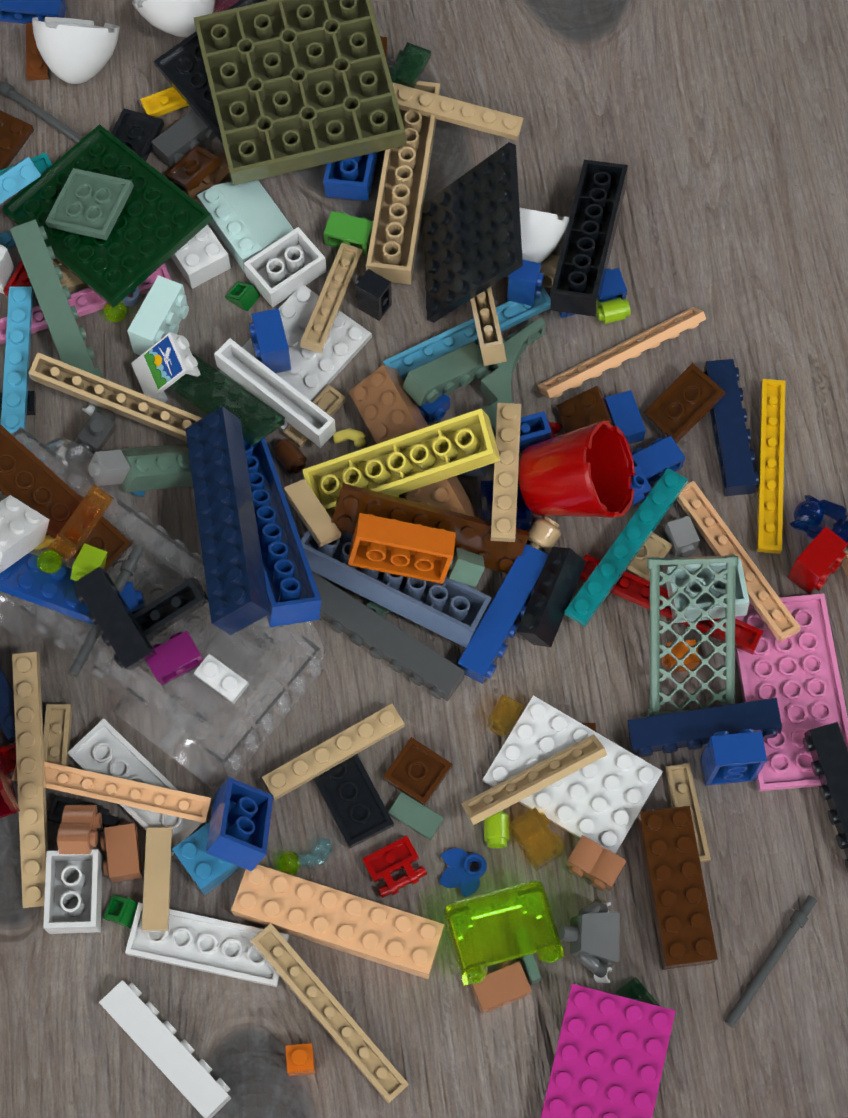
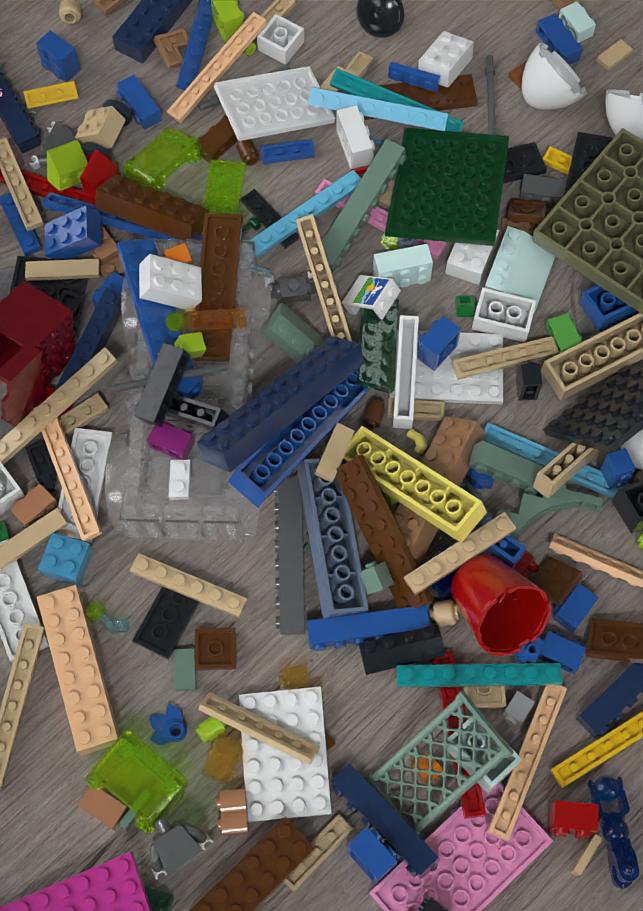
camera: 55 degrees right, 0 degrees up
(78, 829) = (25, 468): nougat brick -> none
(89, 204) = (444, 170): sand green plate -> none
(108, 467) = (265, 309): light grey brick -> none
(240, 824) = (93, 561): blue brick -> none
(391, 859) = (143, 674): red plate -> none
(401, 548) = (350, 524): orange brick -> none

